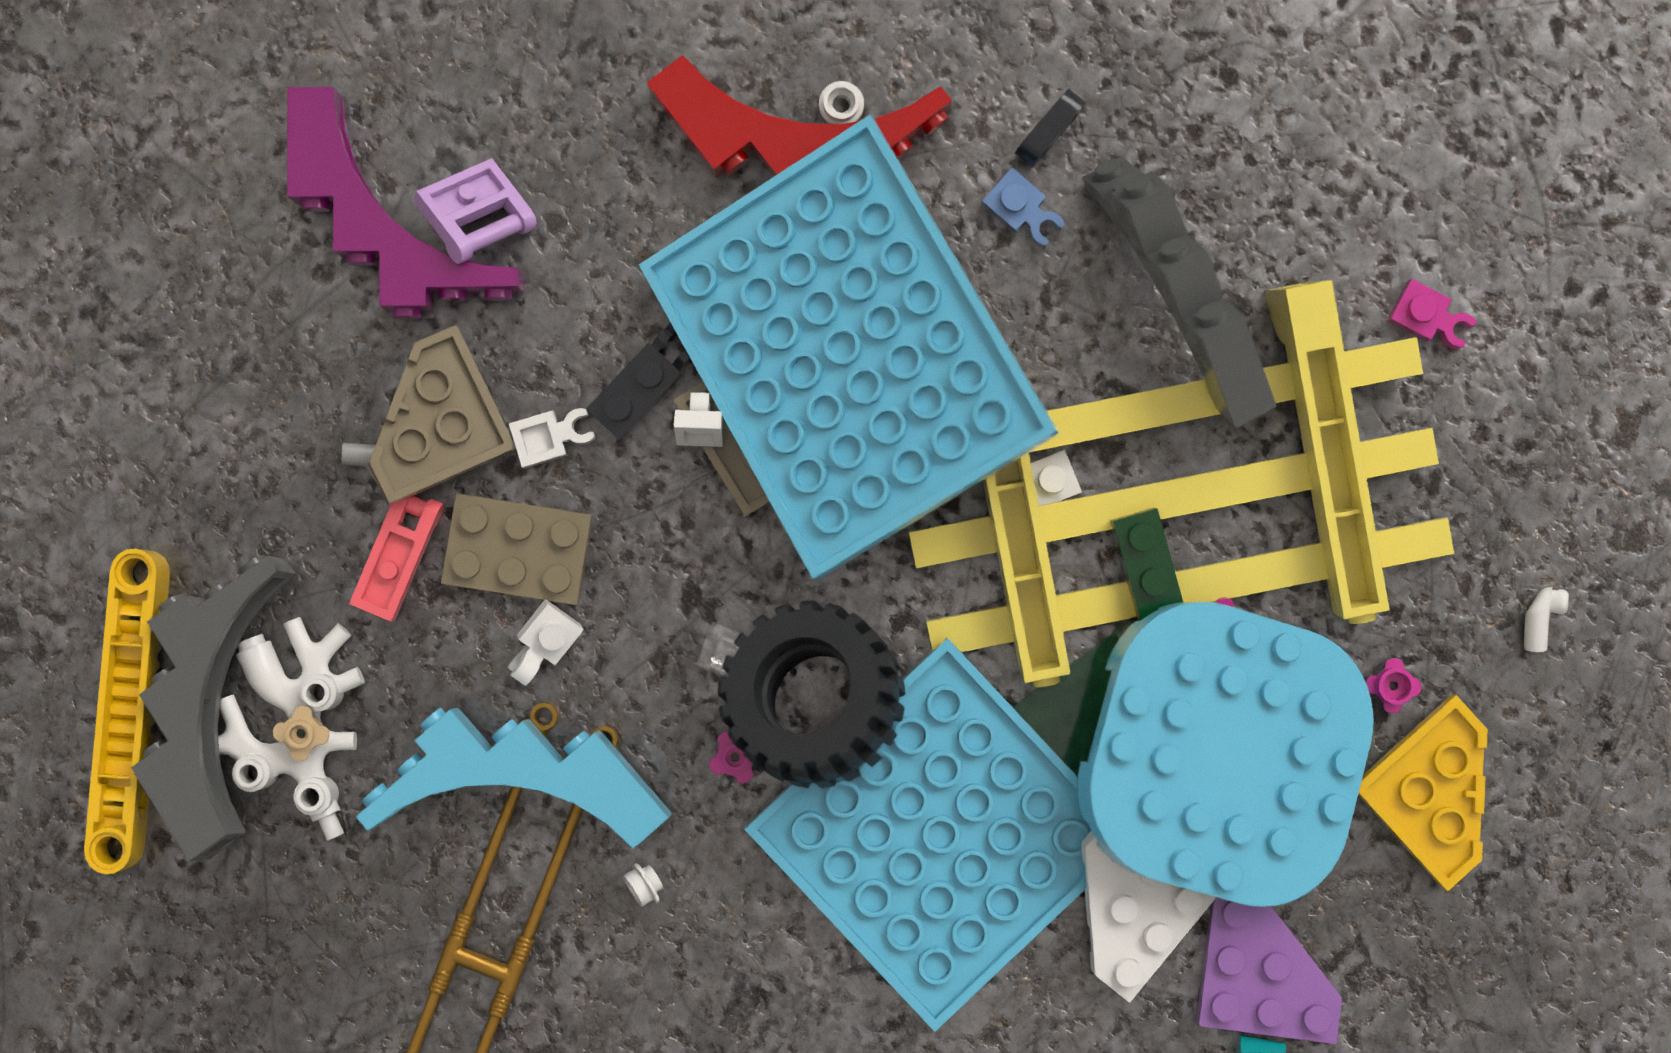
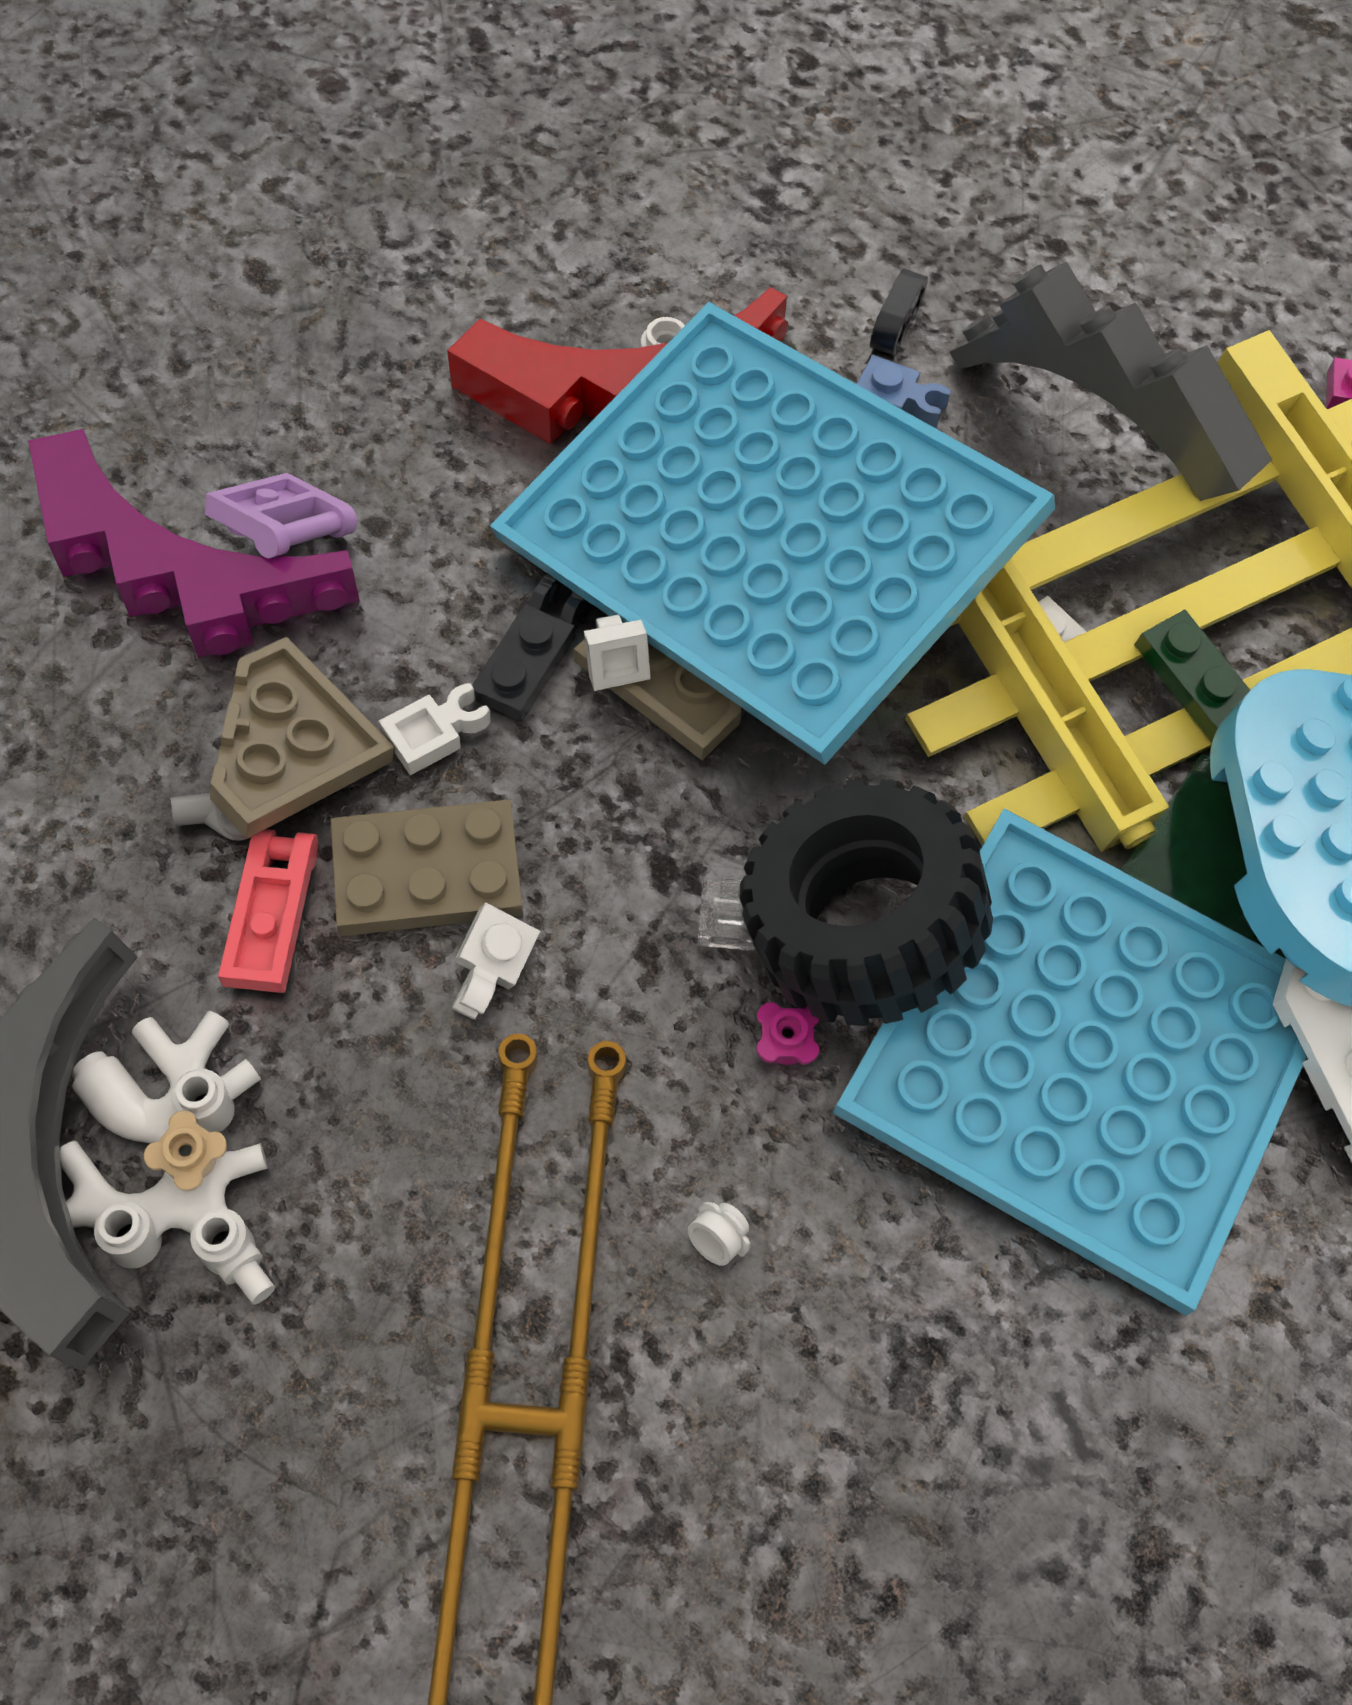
camera: 20 degrees left, 25 degrees down
(459, 756) = (503, 1097): medium azure arch -> none

